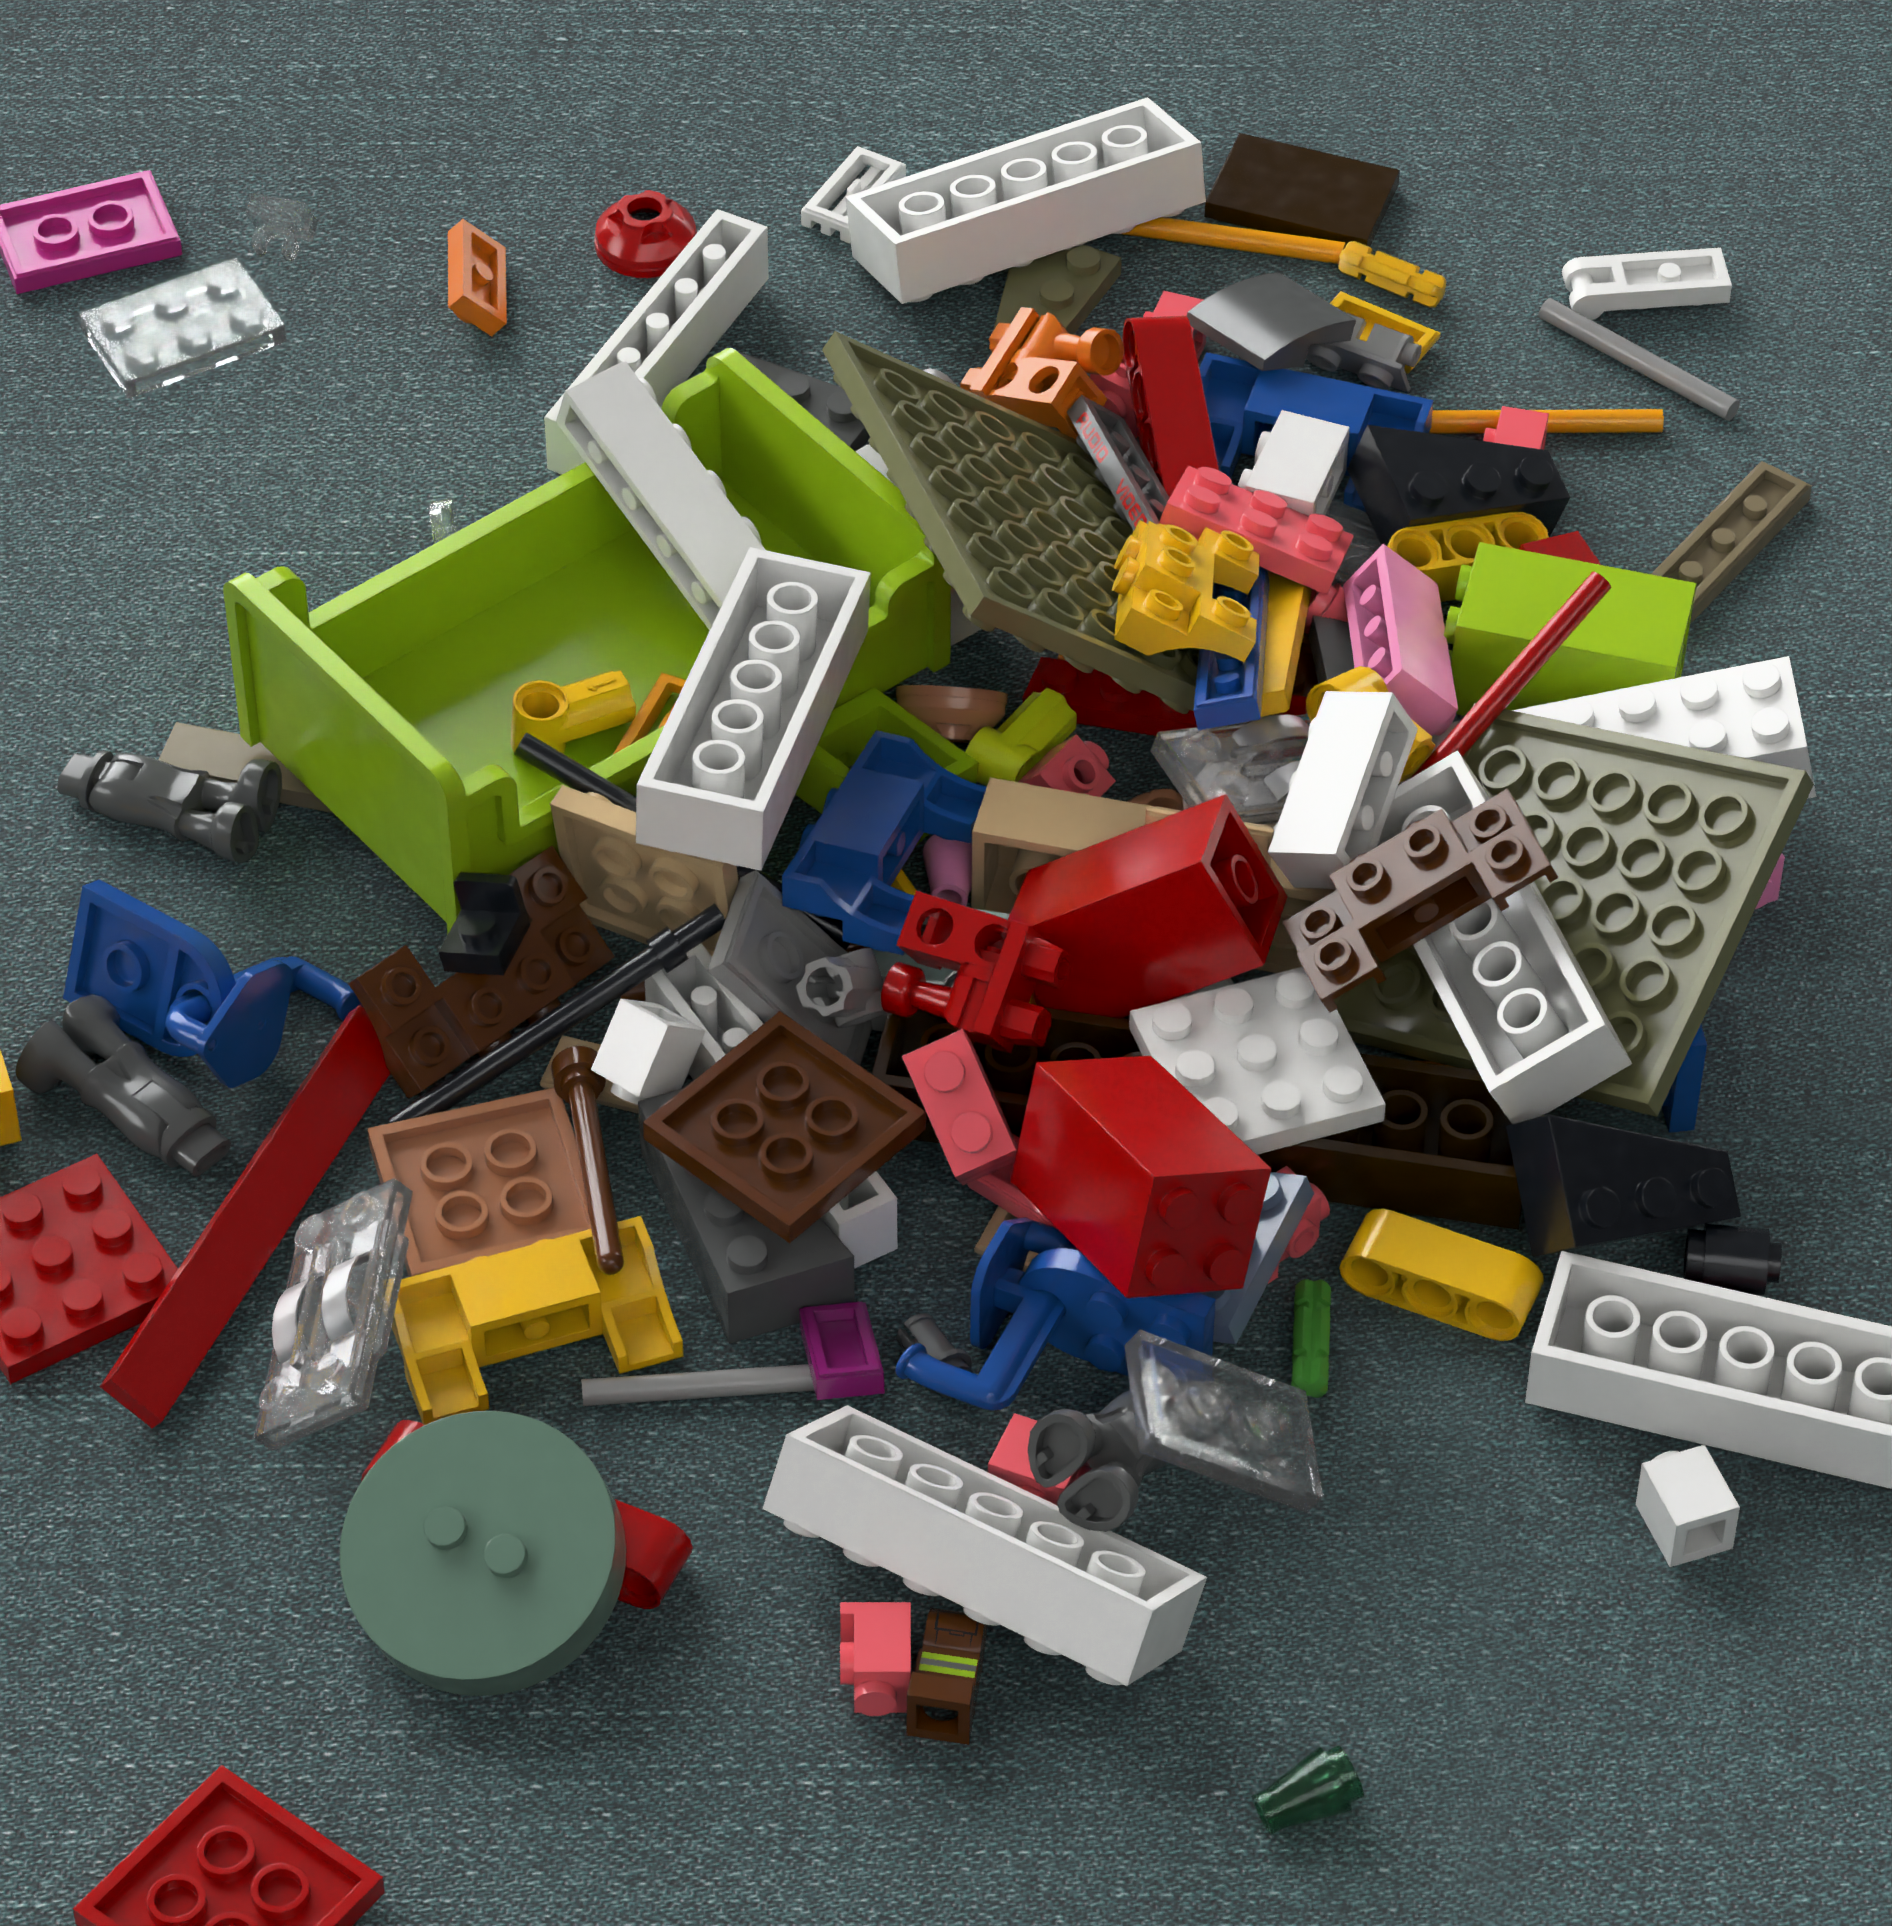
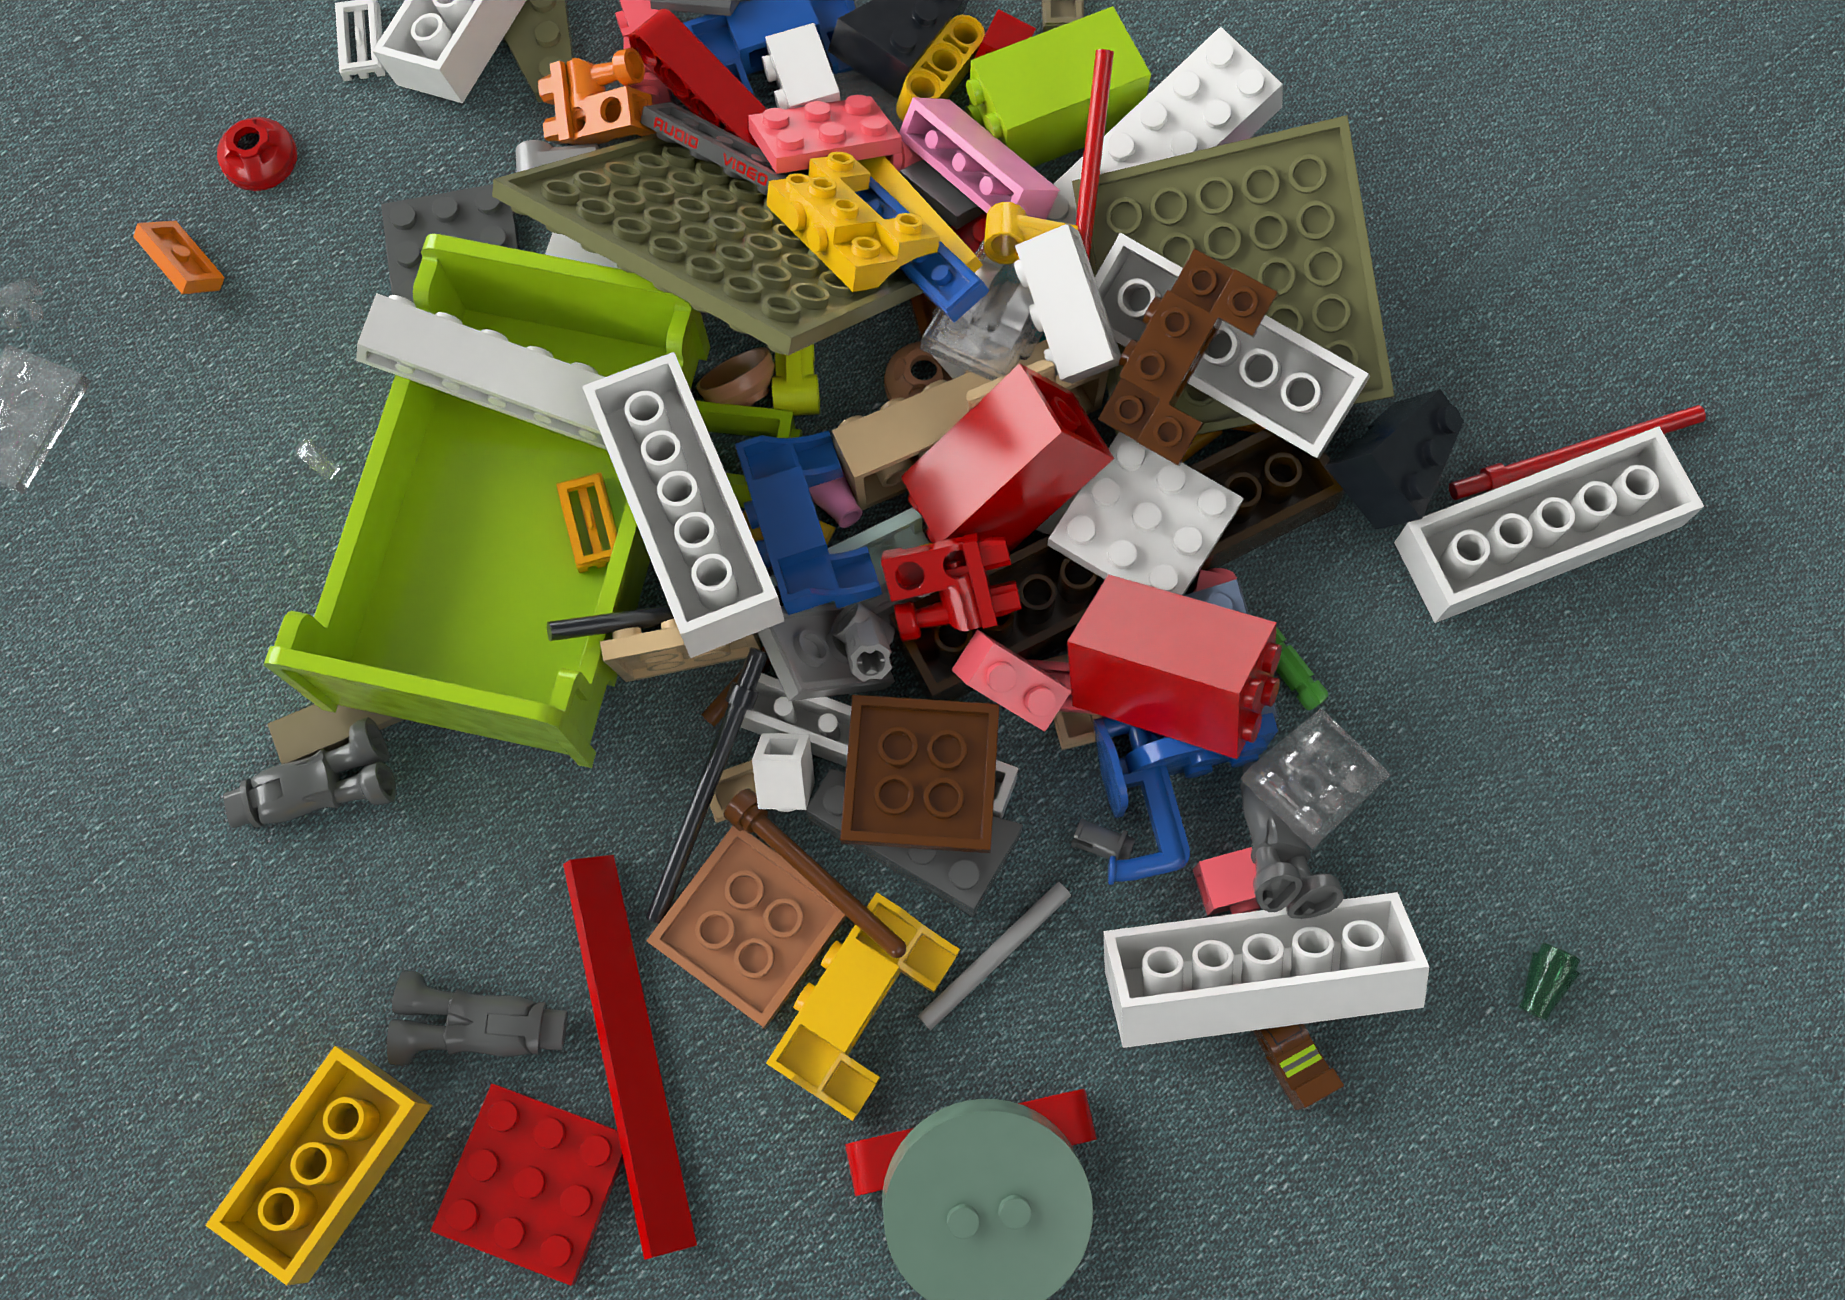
camera: 35 degrees left, 25 degrees up
(180, 989) = (456, 935): blue plate -> none
(334, 1314) = (748, 1099): clear piece -> none
(437, 1028) = (640, 784): reddish brown bracket -> none
(488, 925) = (618, 763): black bracket -> none
(570, 711) = (527, 553): yellow piece -> none
(678, 316) = (339, 229): white brick -> none
(841, 1350) = (1053, 883): magenta tile -> none
(876, 1655) = (1254, 1084): coral brick -> none
(1073, 767) = (847, 386): coral brick -> none
(1442, 1274) = (1329, 573): yellow beam -> none
(1687, 1505) = (1580, 631): white brick -> none
(1732, 1258) = (1475, 446): black brick -> none

